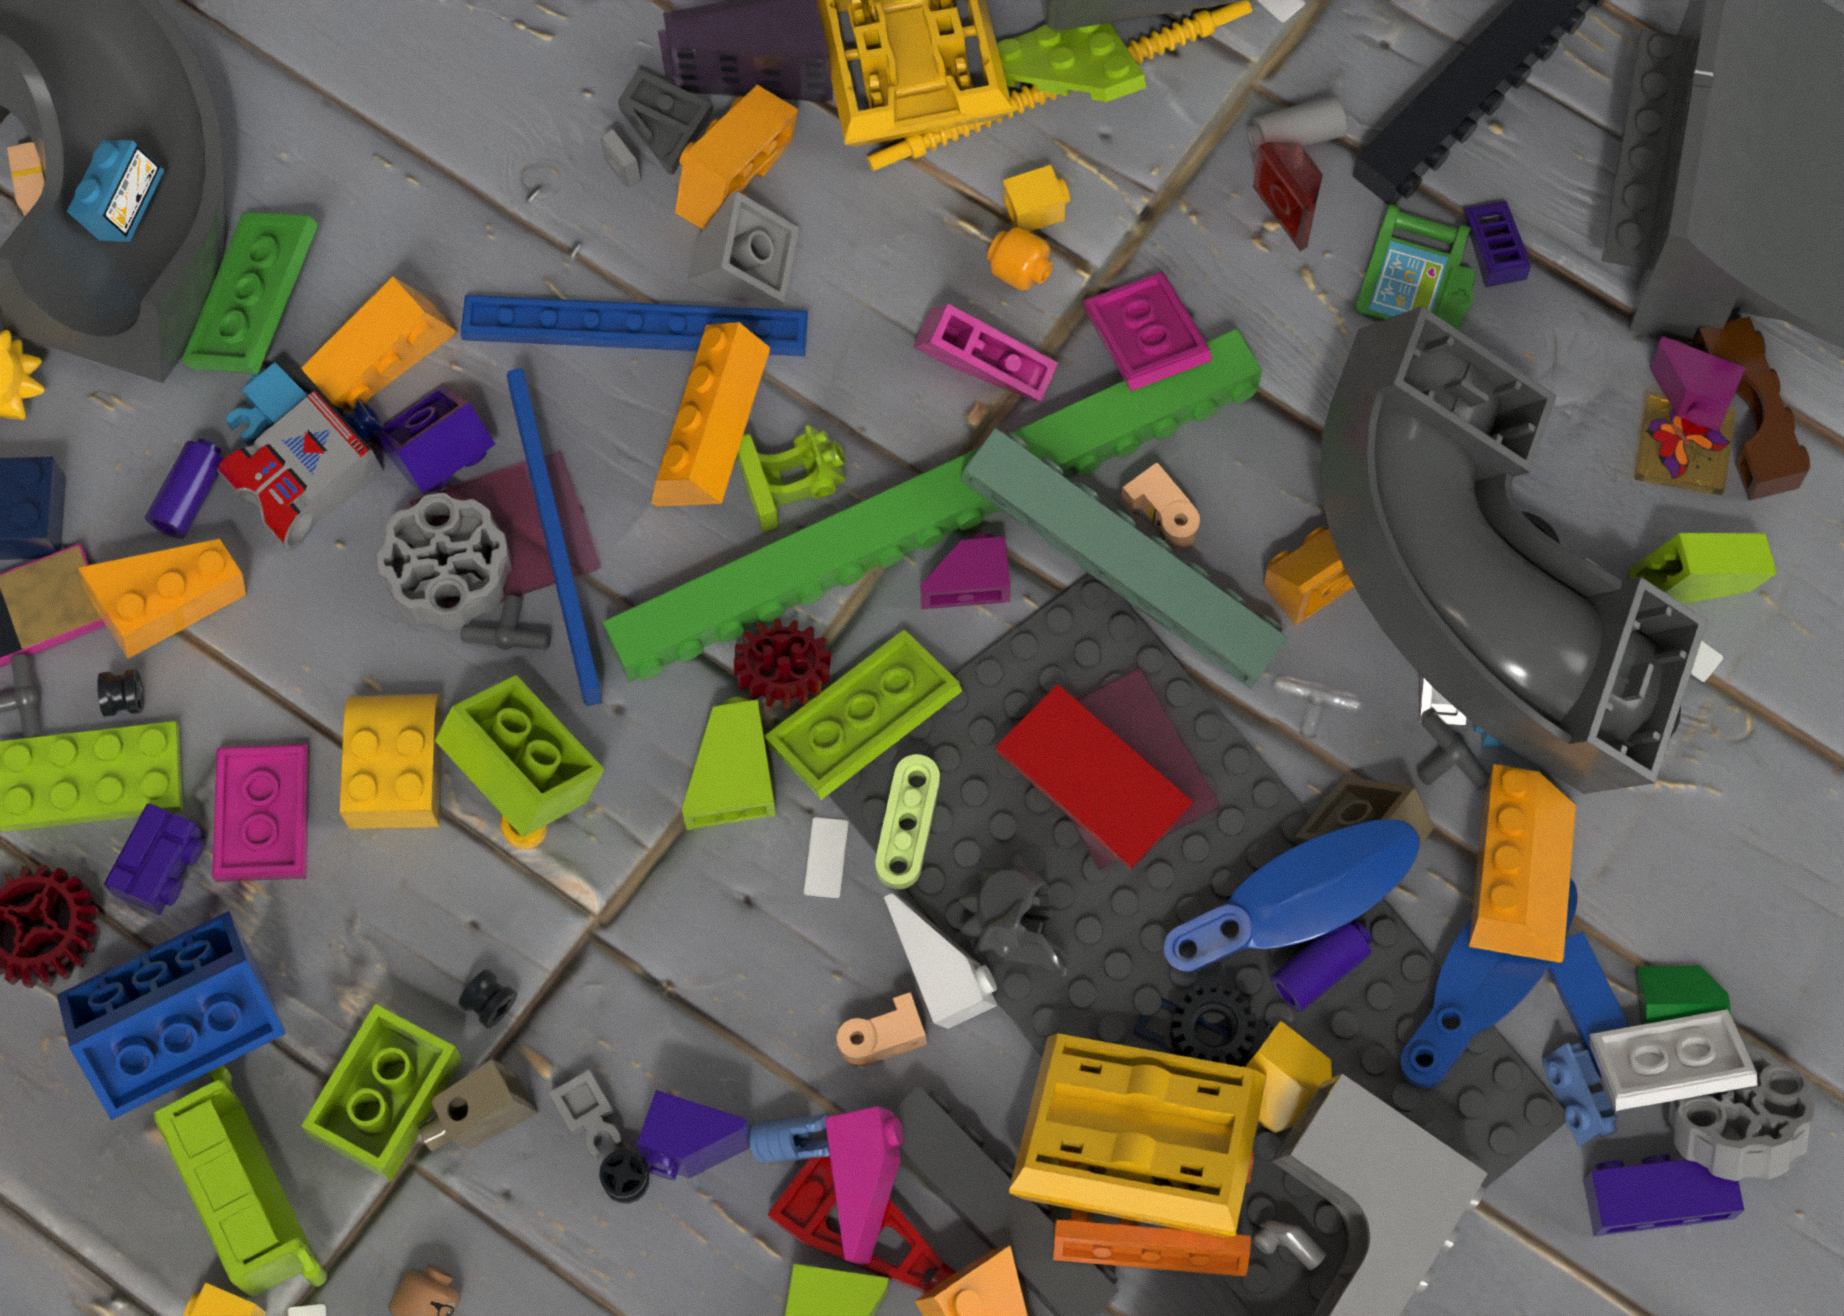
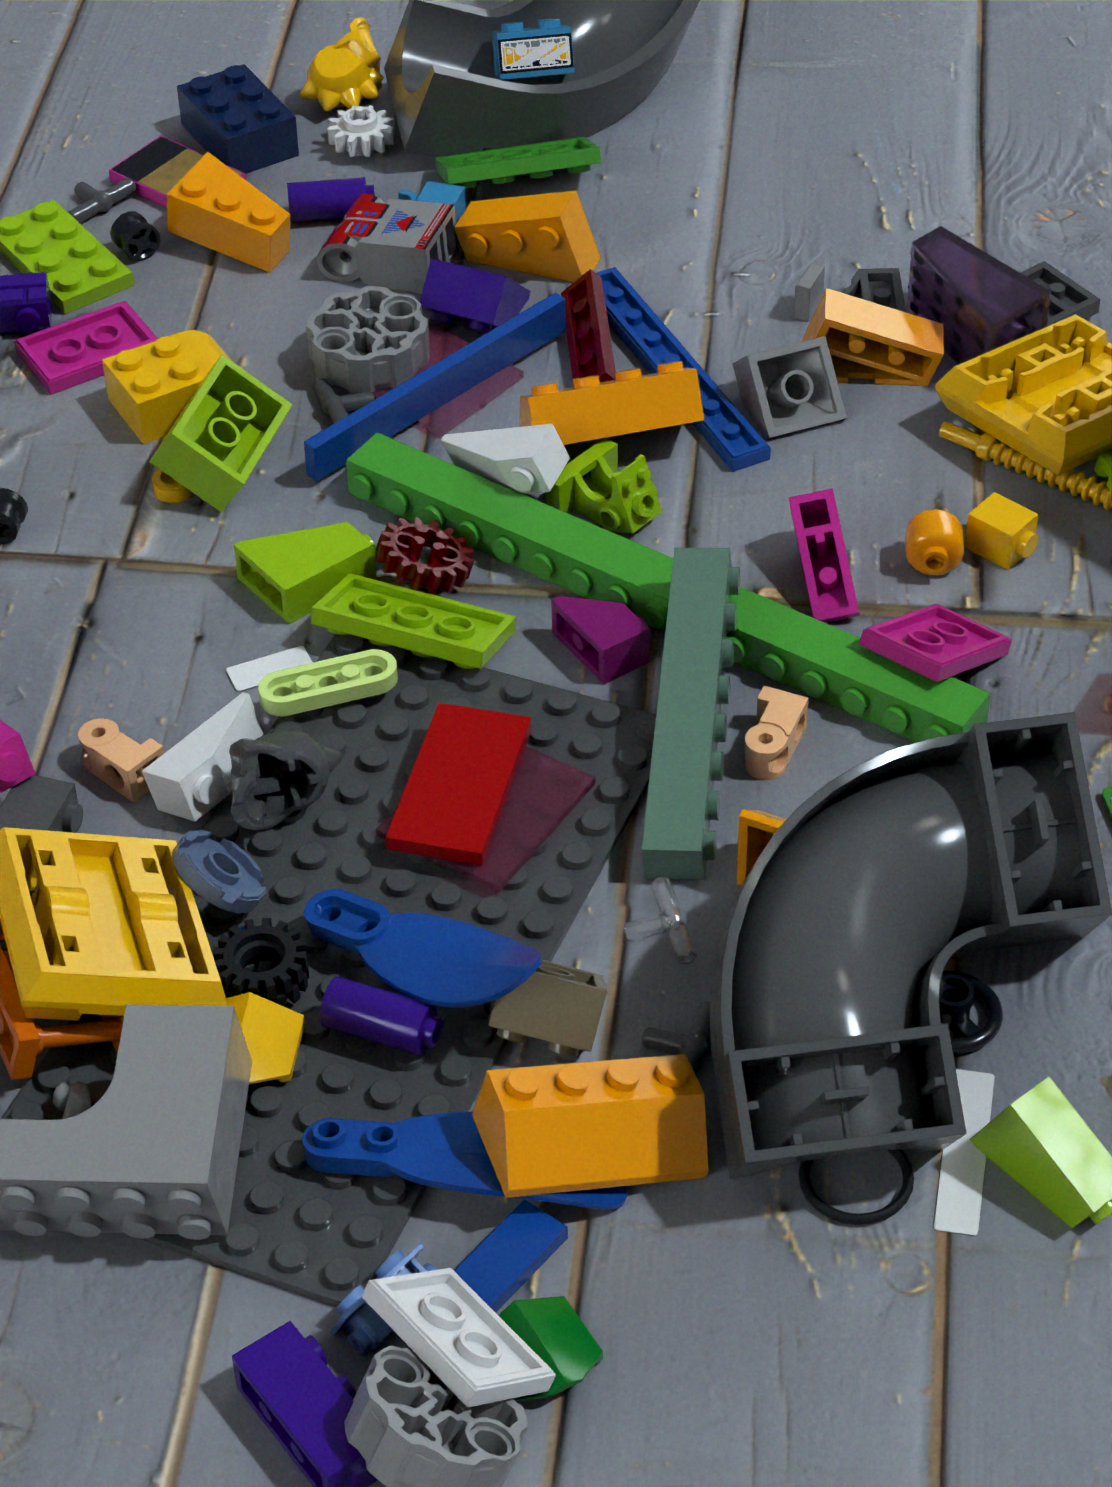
camera: 60 degrees right, 25 degrees down
(72, 404) = (361, 131): none -> white gear
(363, 420) = (457, 250): clear blue bush -> none
(561, 372) = (588, 329): none -> dark red plate
(725, 528) = (515, 457): none -> white slope
(1081, 1019) = (219, 872): none -> sand blue tile

